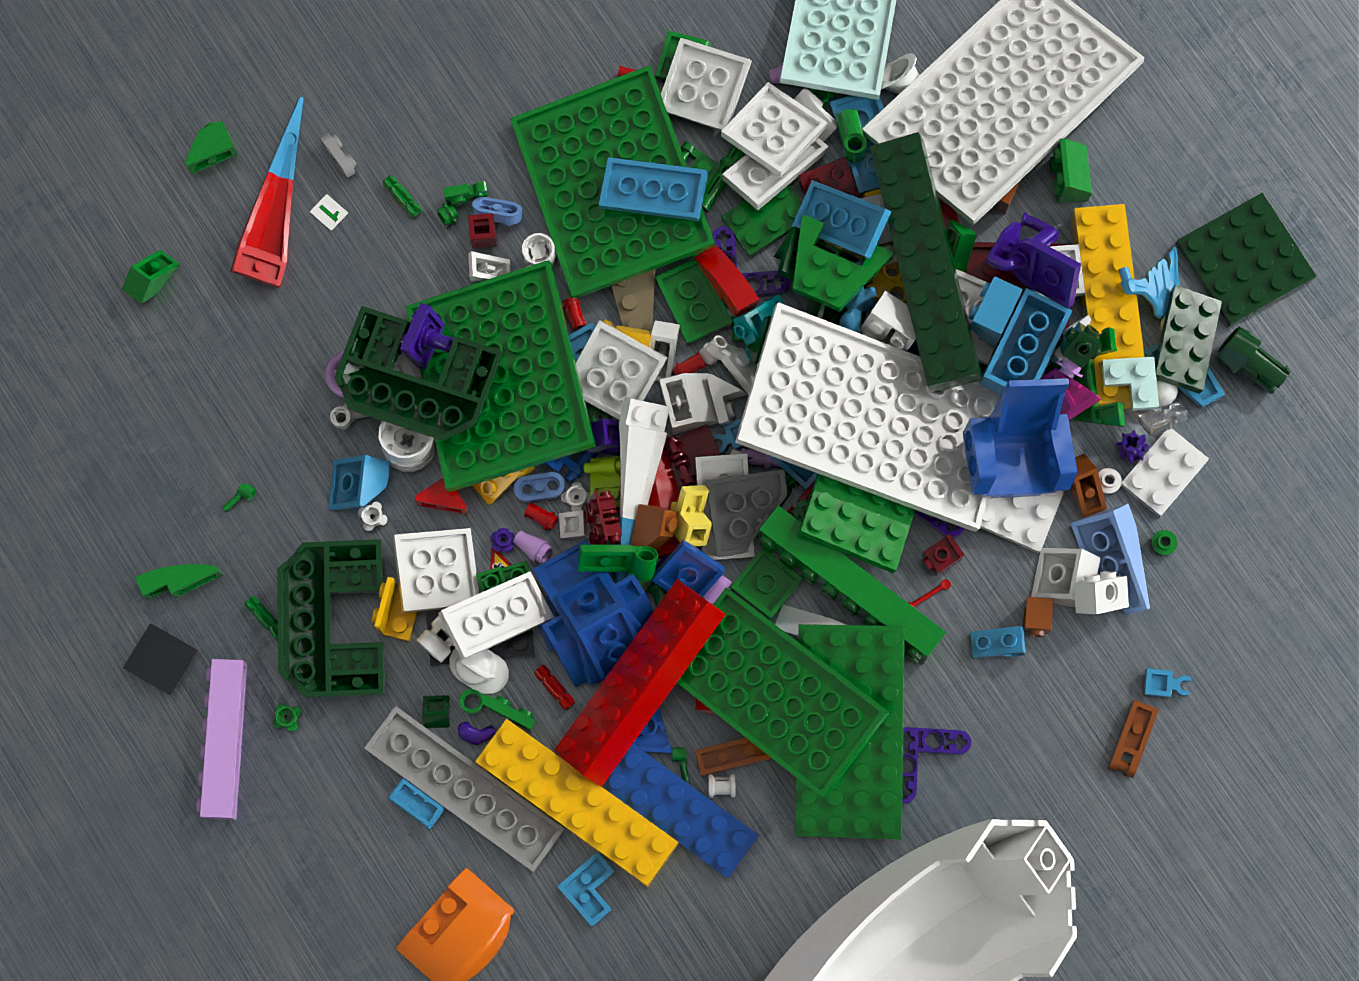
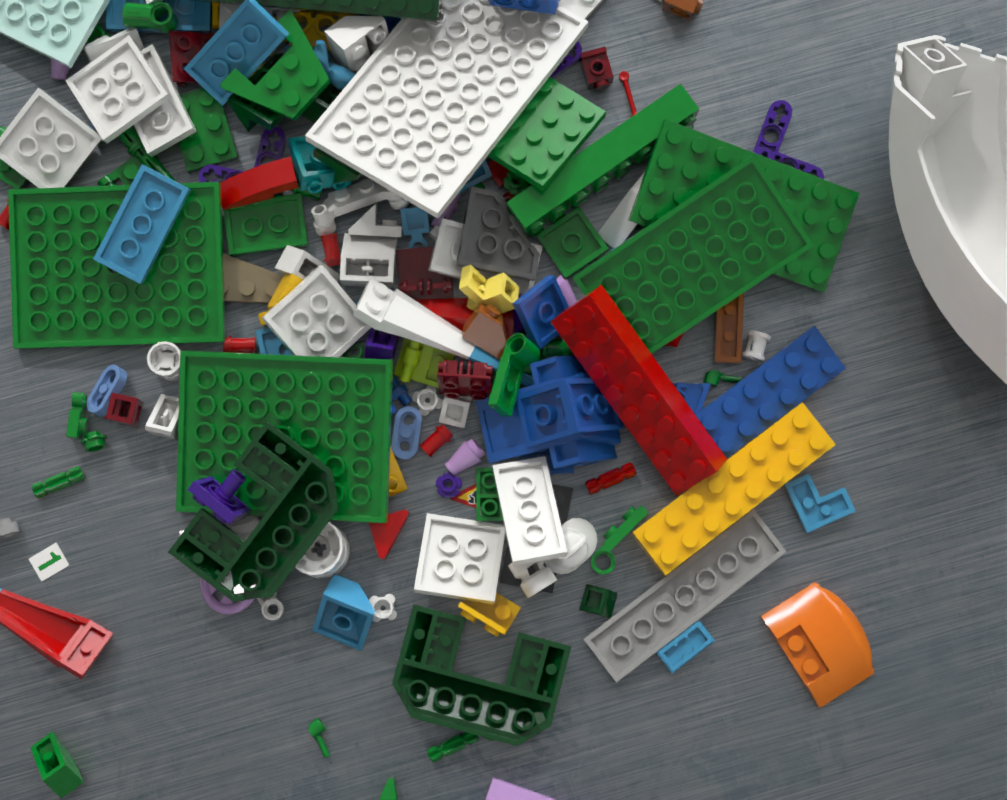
camera: 75 degrees left, 5 degrees up
(282, 711) = (552, 752): green plate -> none
(474, 735) = (635, 570): dark purple arm -> none
(998, 642) = (696, 44): dark azure plate -> none

